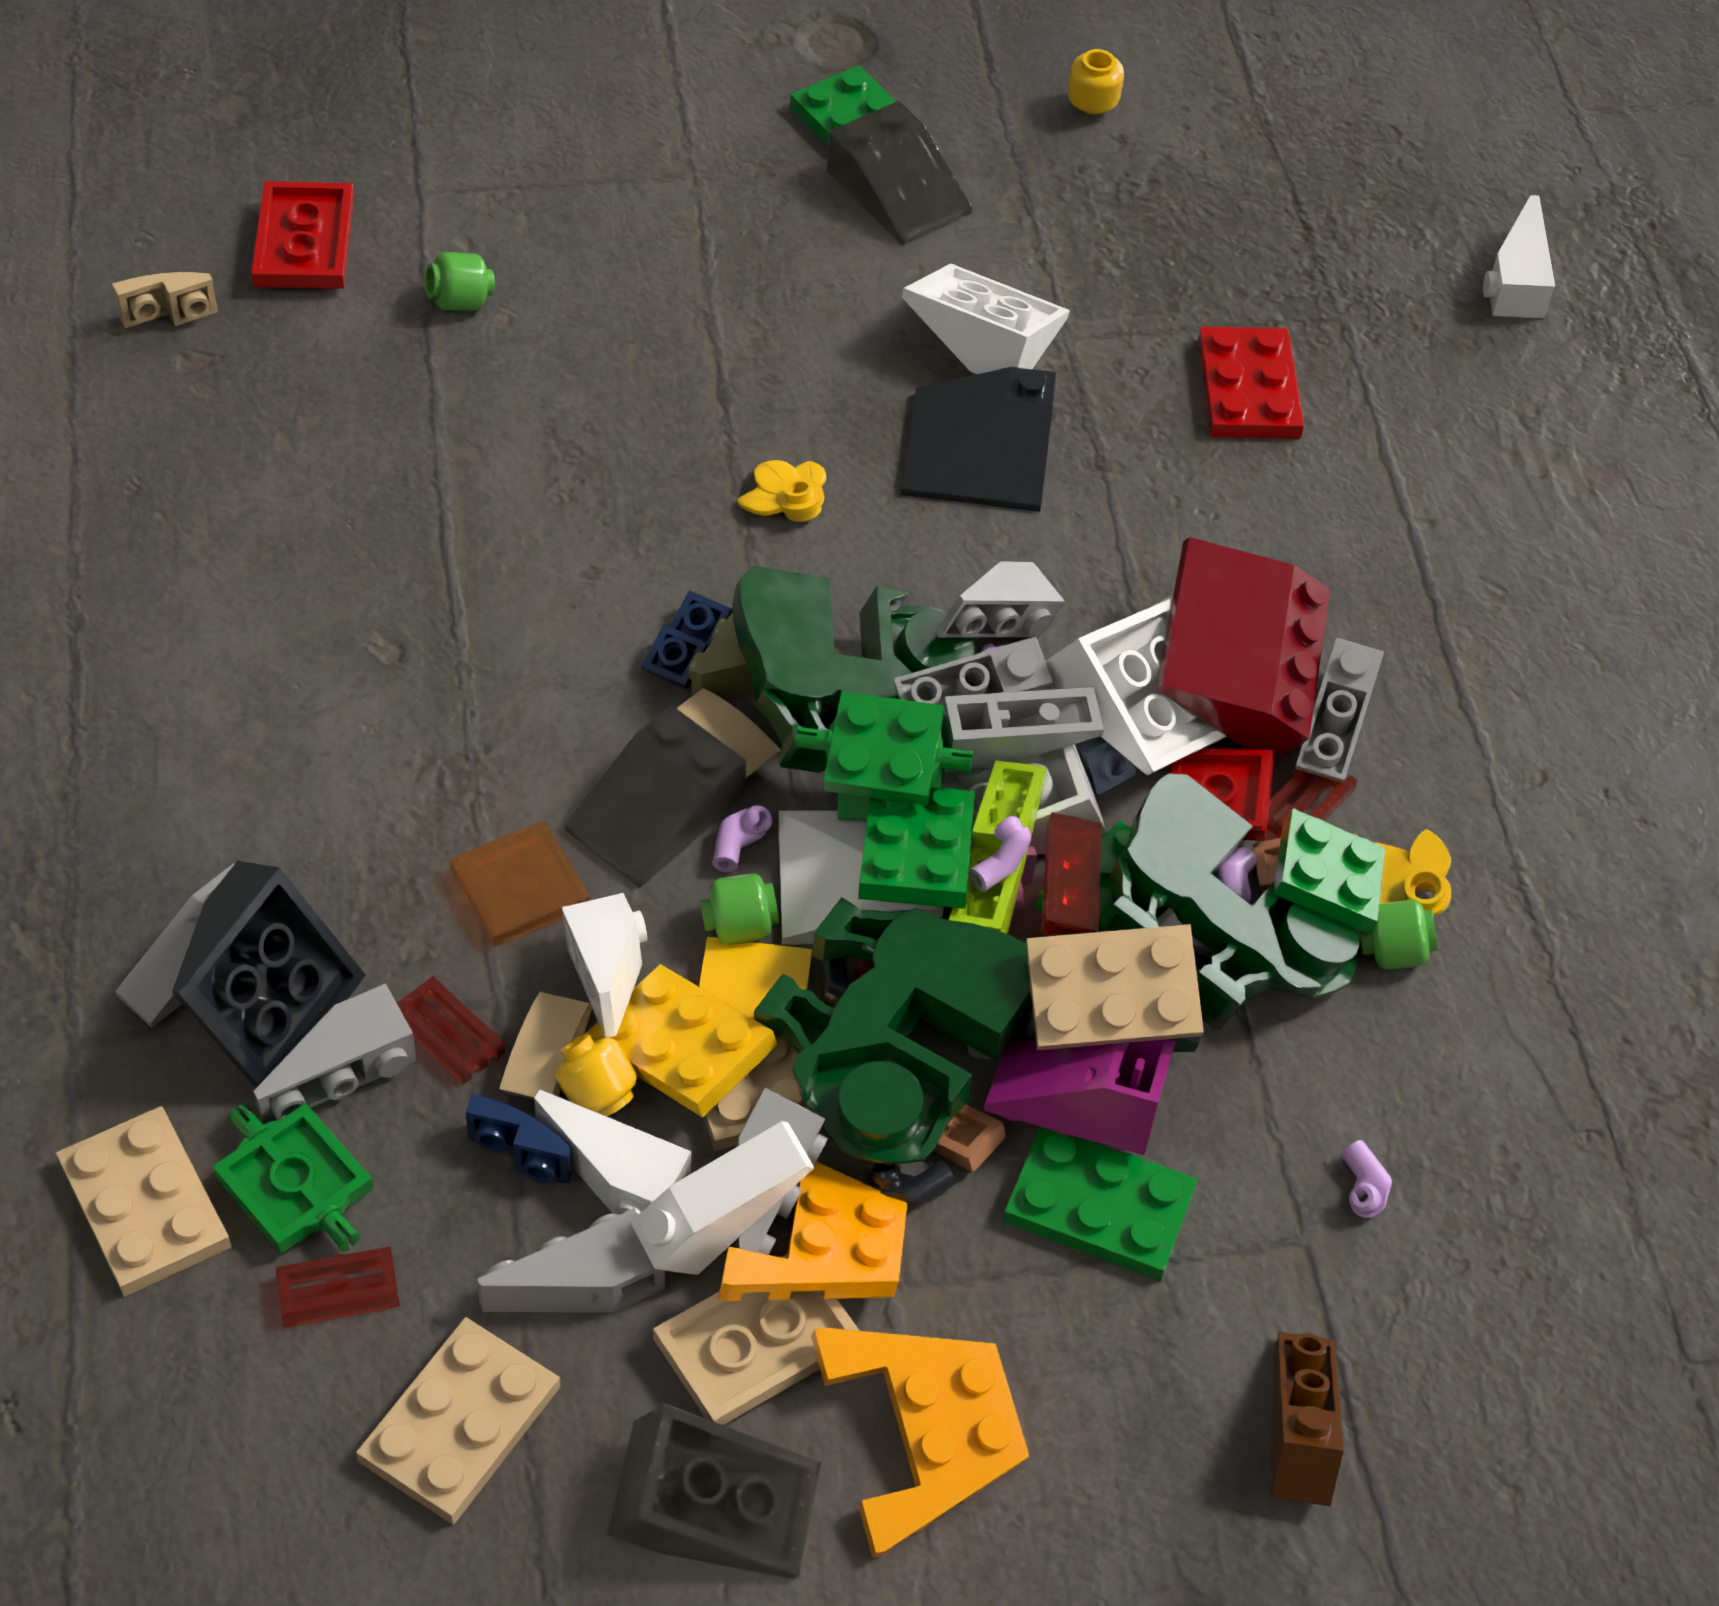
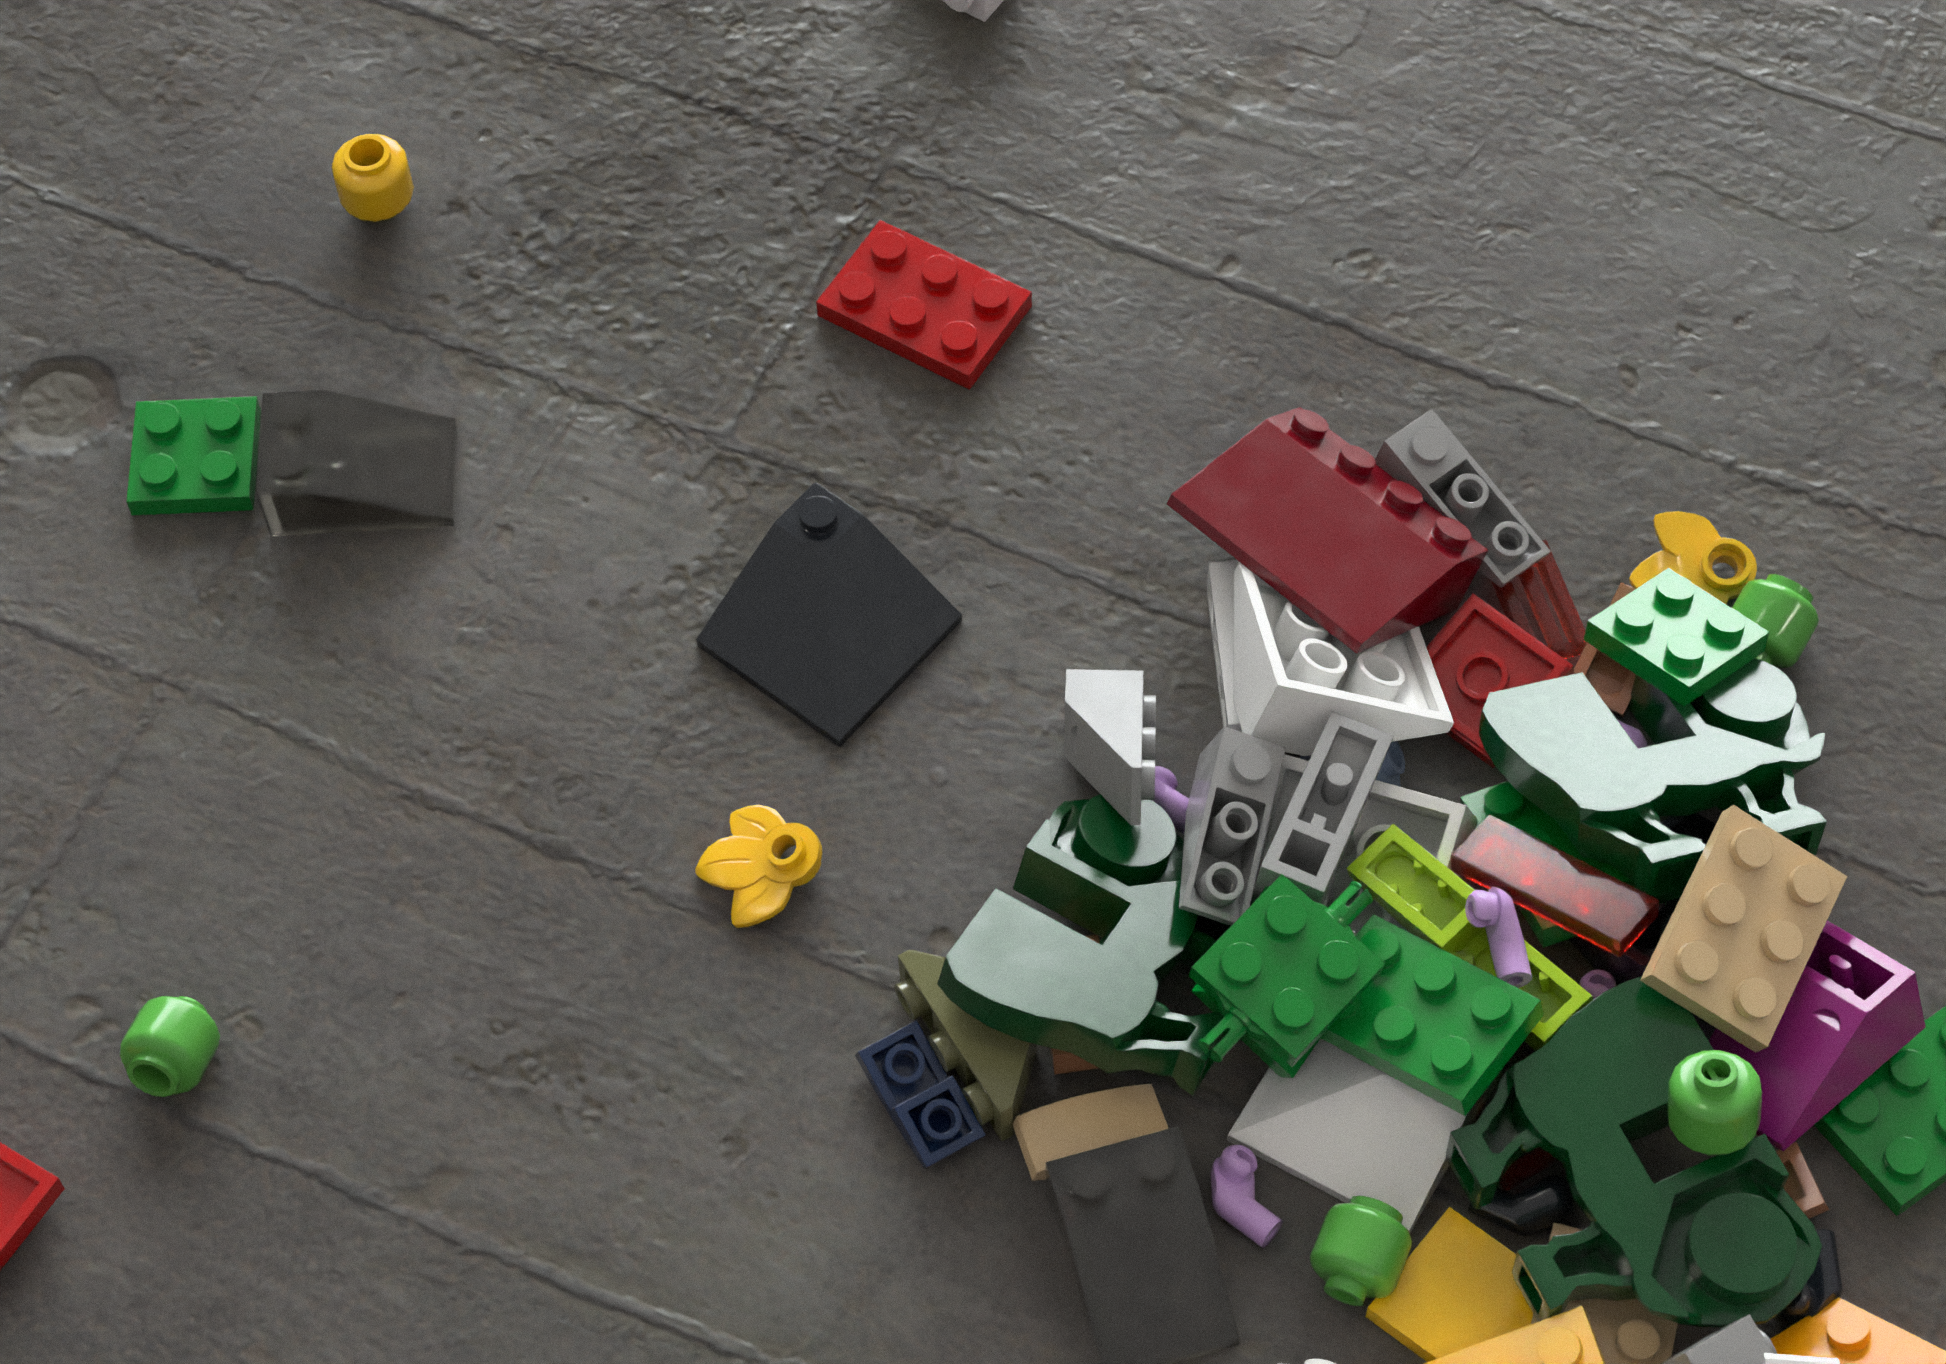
camera: 50 degrees left, 5 degrees up
(960, 1020) = (1714, 1102): none -> bright green head
(984, 319) = (659, 504): white slope -> none

